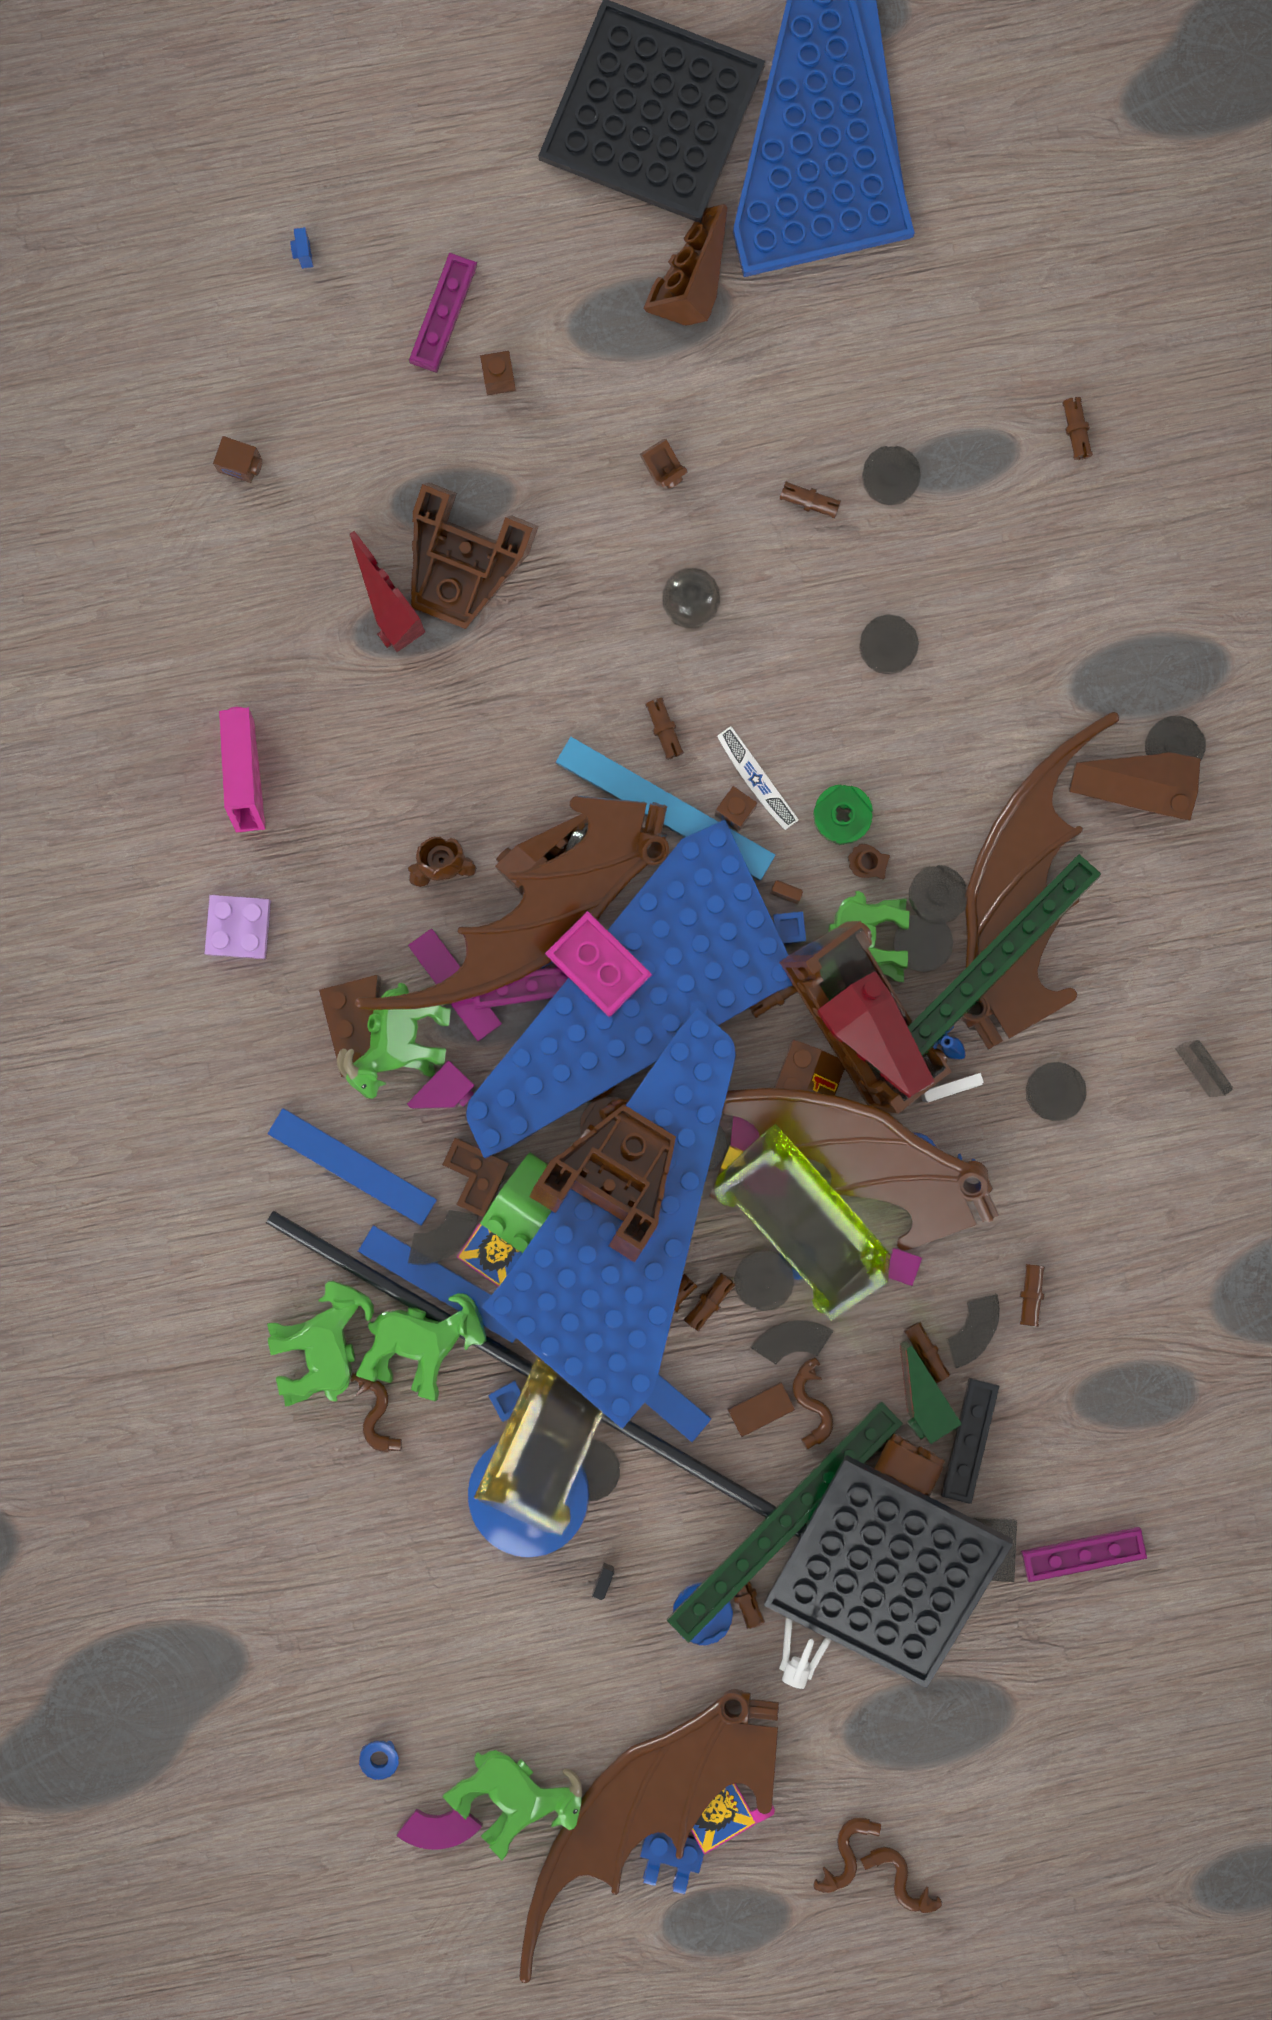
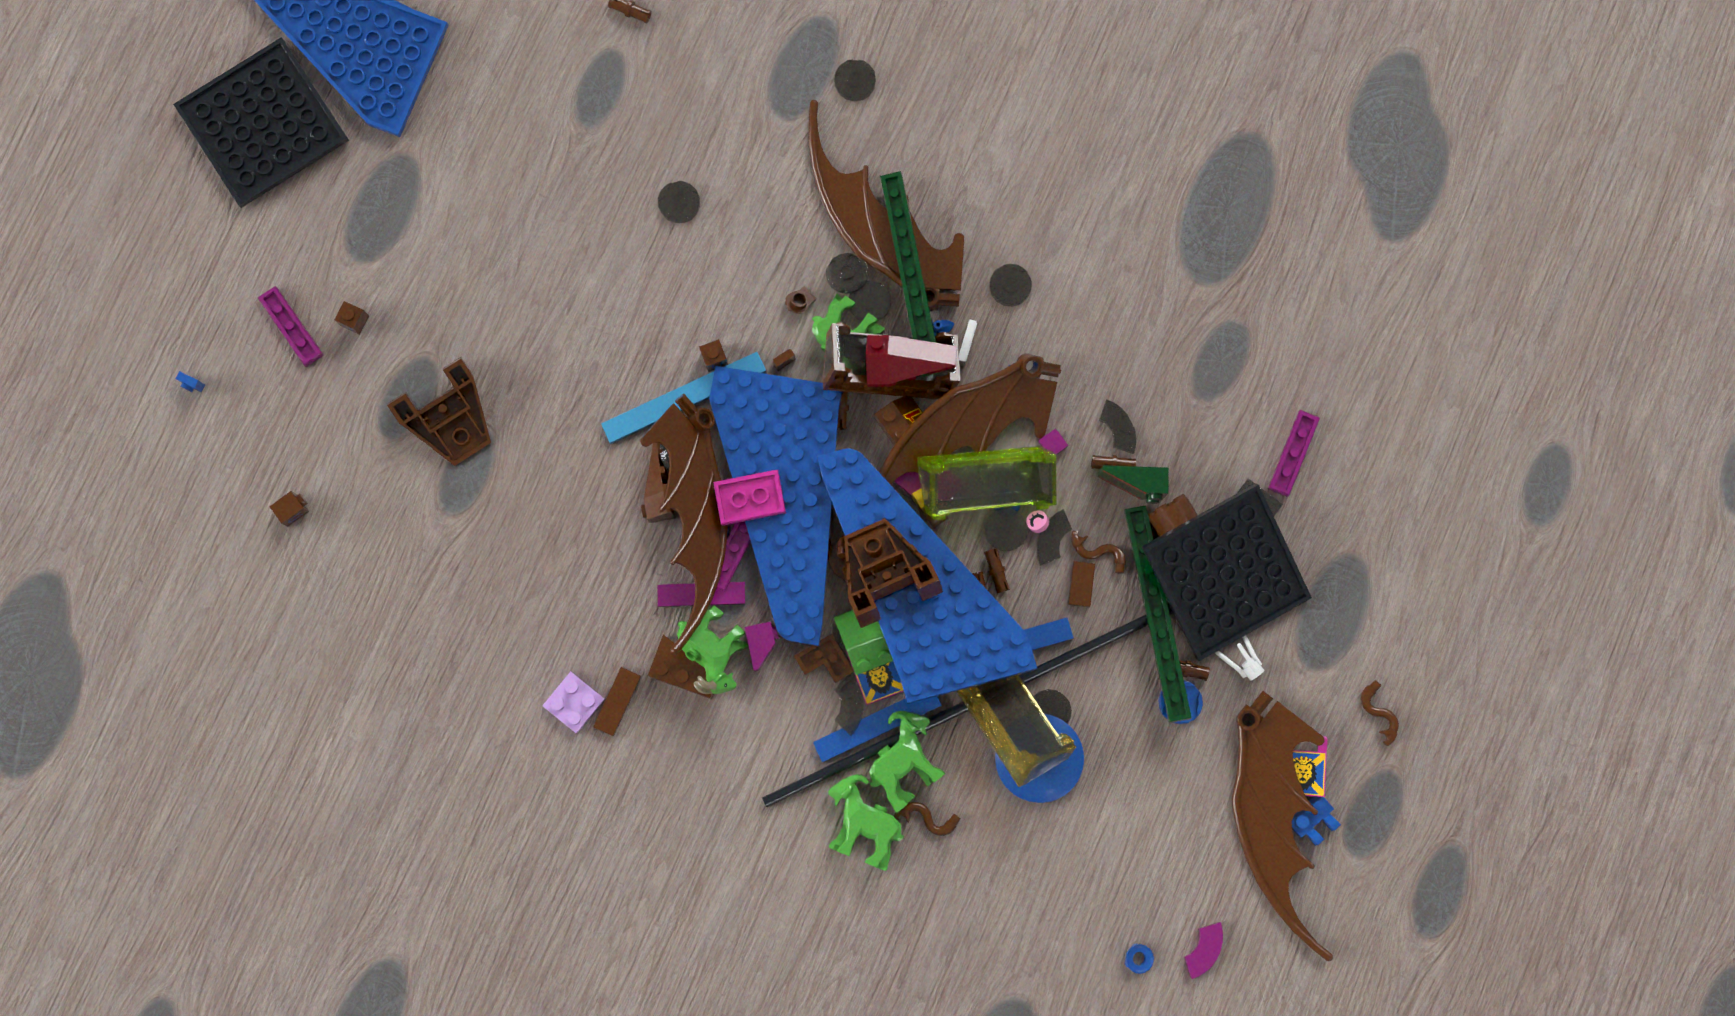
camera: 55 degrees left, 5 degrees down
(241, 770) = (480, 633): dark pink slope -> none
(271, 974) = (617, 701): none -> reddish brown tile
(352, 1166) = (768, 731): blue tile -> none
(391, 610) = (449, 476): dark red wedge -> none
(429, 857) = (612, 555): reddish brown hair -> none
(505, 1399) = (972, 732): blue plate -> none
(516, 1796) = (1215, 887): bright green animal -> none
(603, 1581) = (1121, 747): black tile -> none
(663, 464) = (478, 258): reddish brown bracket -> none
(664, 728) = (635, 365): reddish brown pin -> none
(691, 597) = (568, 296): clear smoke cylinder -> none
(693, 279) = (380, 168): reddish brown wedge -> none
(756, 778) = (709, 332): white sticker -> none
(790, 927) = (806, 371): blue plate -> none
(798, 1310) = (1037, 521): none -> bright pink tile
(810, 499) = (560, 188): reddish brown pin -> none
(843, 797) = (752, 287): green plate -> none
(885, 1854) = (1395, 689): reddish brown animal -> none
(891, 475) = (579, 132): clear smoke tile -> none
(970, 1440) = (1182, 474): black tile -> none
(1032, 1295) = (1121, 379): reddish brown pin -> none
(1153, 783) = (869, 105): reddish brown wedge -> none
(1204, 1068) = (1055, 190): clear smoke tile -> none

